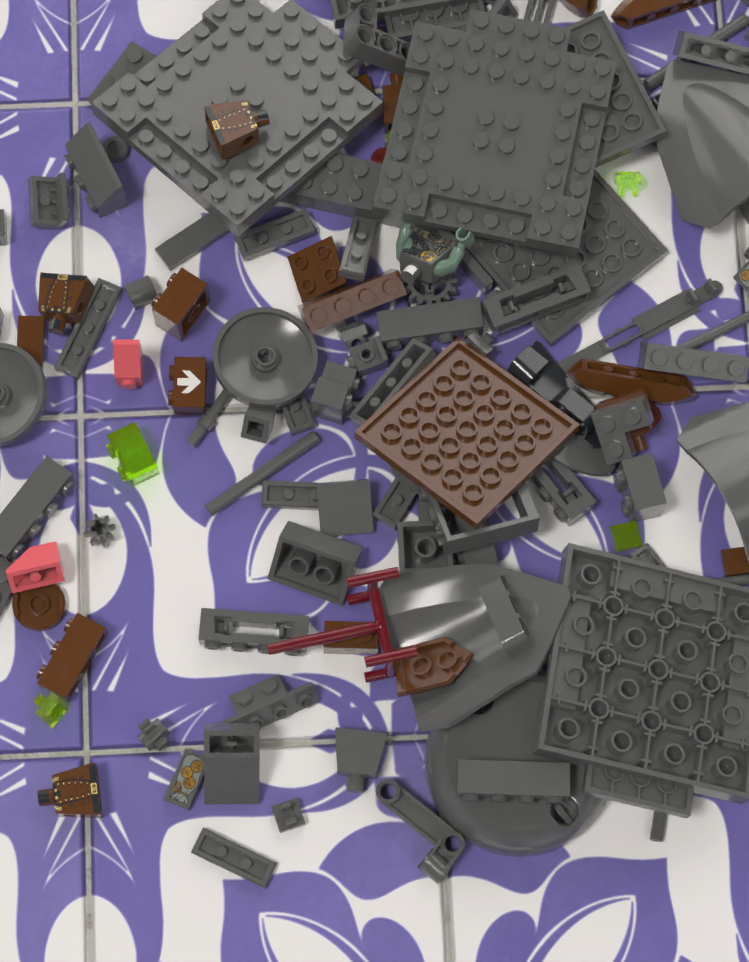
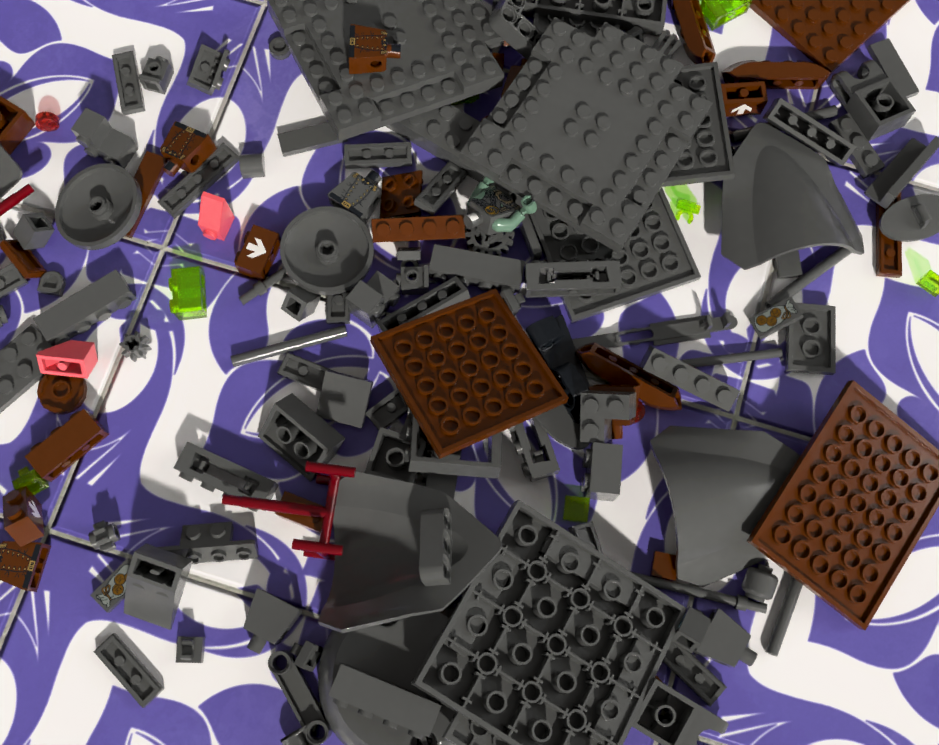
camera: 20 degrees right, 0 degrees up
(63, 742) = (23, 516): none -> reddish brown brick
(95, 172) = (253, 58): dark grey slope -> none
(180, 304) = (276, 183): reddish brown brick -> none
(270, 285) = (357, 194): none -> dark grey torso
(410, 776) = (307, 655): none -> dark grey tile
(436, 666) = (359, 566): reddish brown tile -> none
(646, 39) = (744, 98): none -> reddish brown brick

